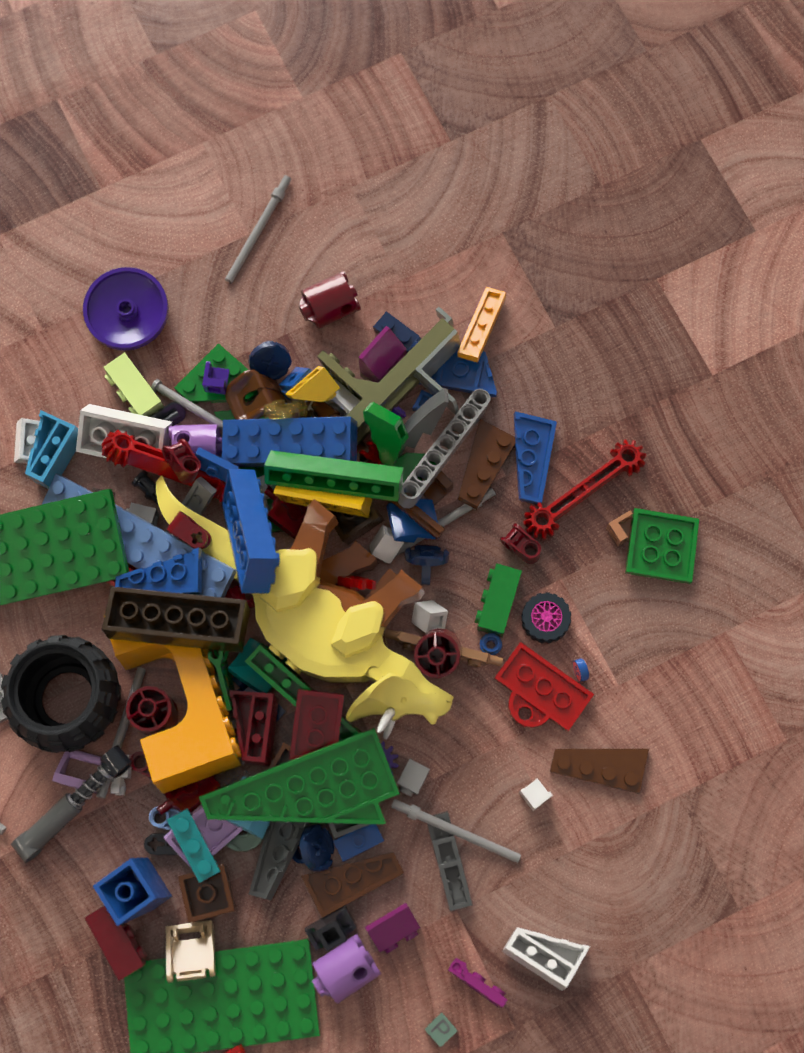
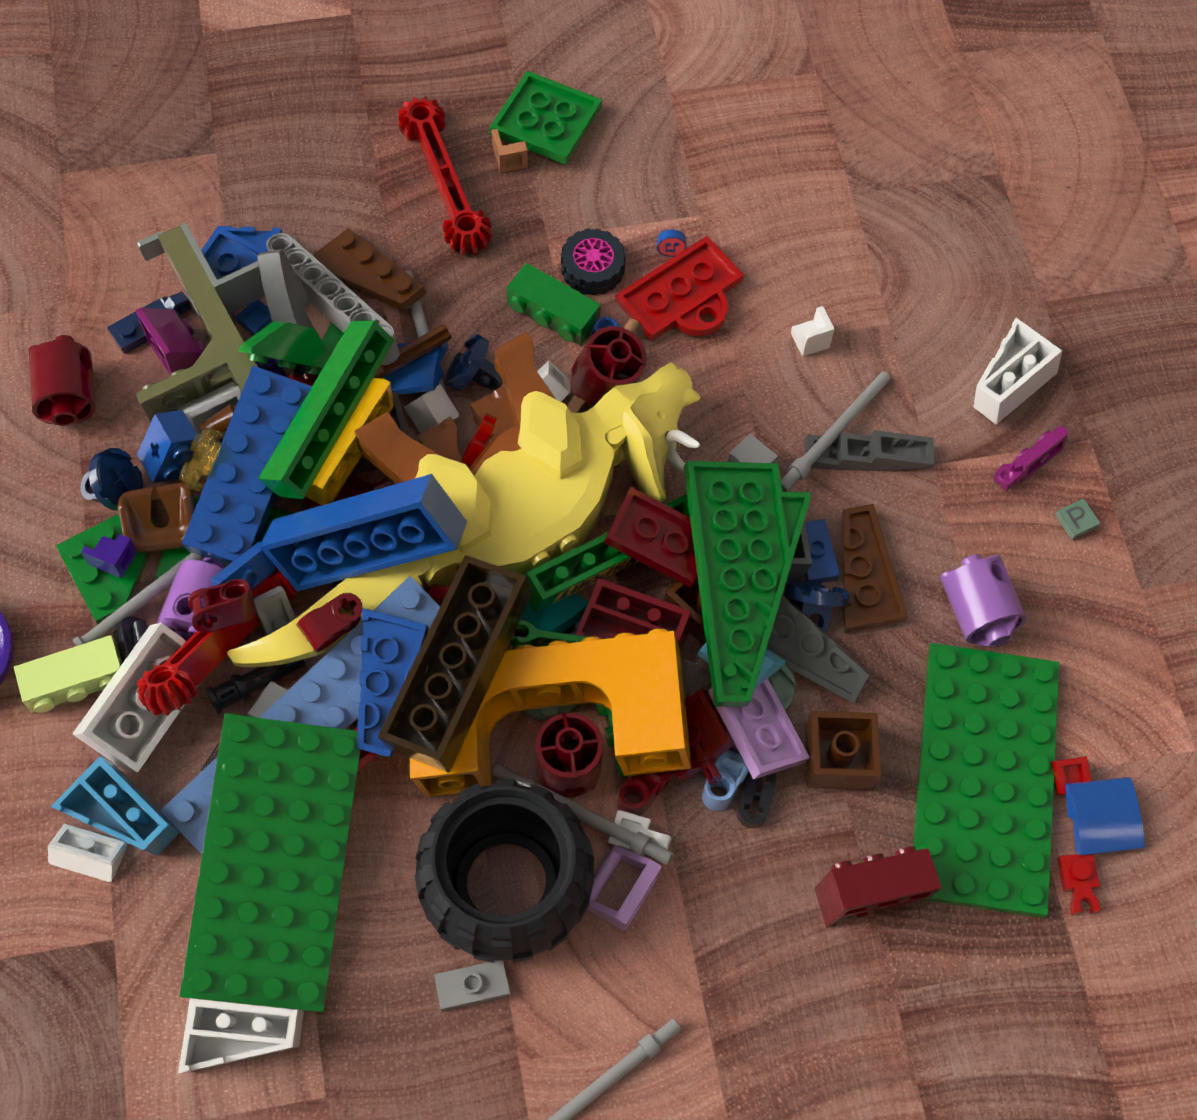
camera: 80 degrees left, 10 degrees down
(32, 841) = (704, 978): piece -> none
(132, 890) = (819, 837): blue slope -> none
(190, 957) = (923, 794): tan container -> none
(193, 845) = (778, 736): teal plate -> none
(315, 387) = (184, 411): yellow slope -> none
(331, 929) = (928, 609): black brick -> none
(393, 928) = (939, 532): magenta slope -> none
(481, 324) = (171, 213): light orange plate -> none
(518, 541) = (487, 261): dark red piece -> none
(533, 451) = (375, 215): blue wing -> none
(607, 767) = (797, 255): reddish brown wing -> none

